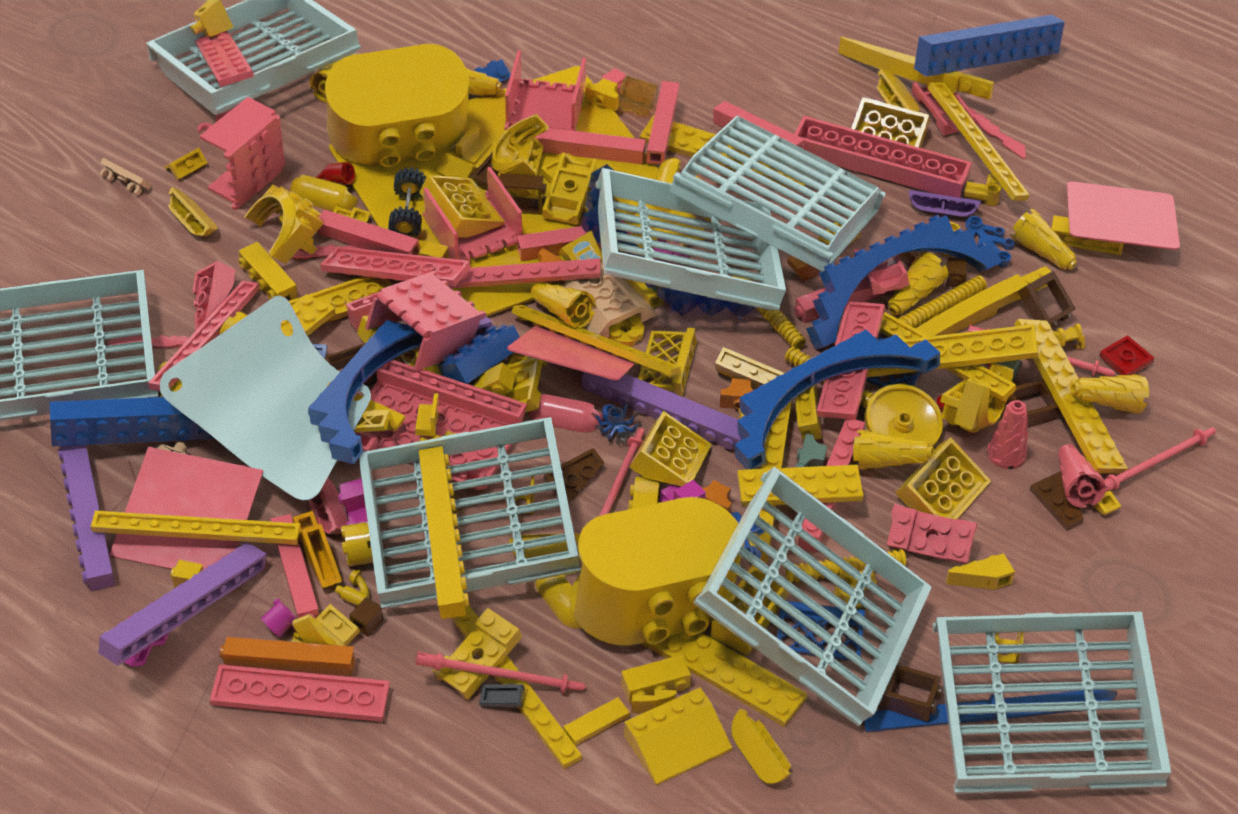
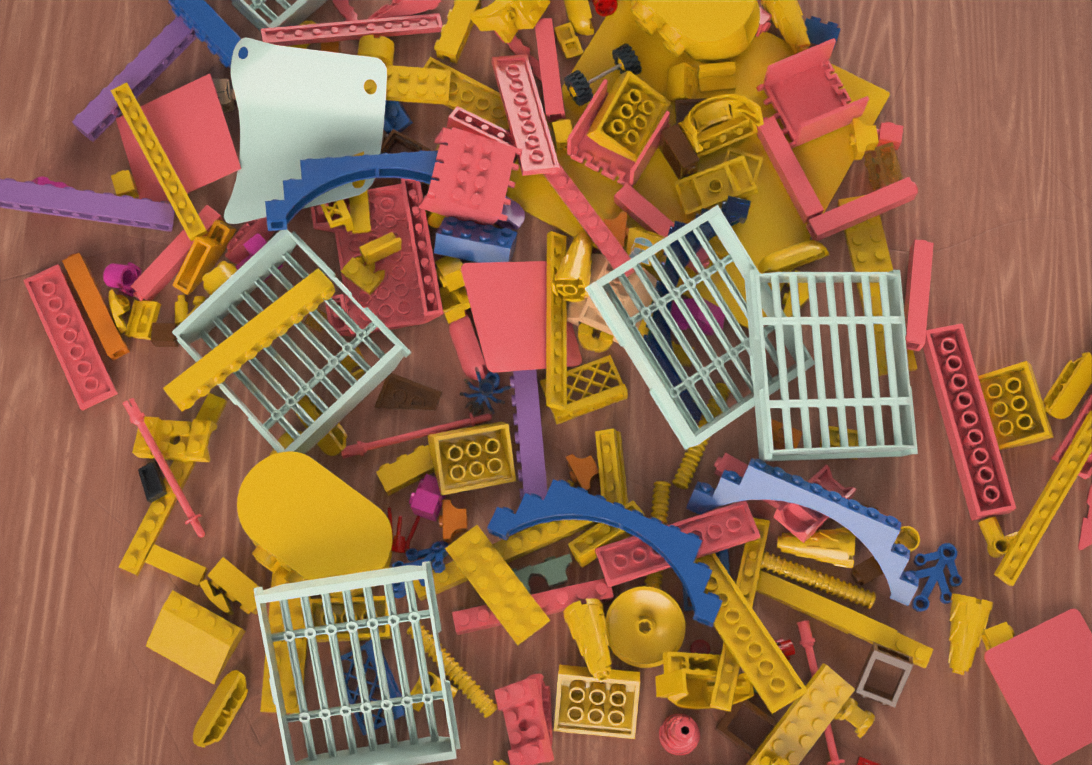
camera: 60 degrees right, 25 degrees up
(943, 204) = (951, 510): medium lavender brick -> none

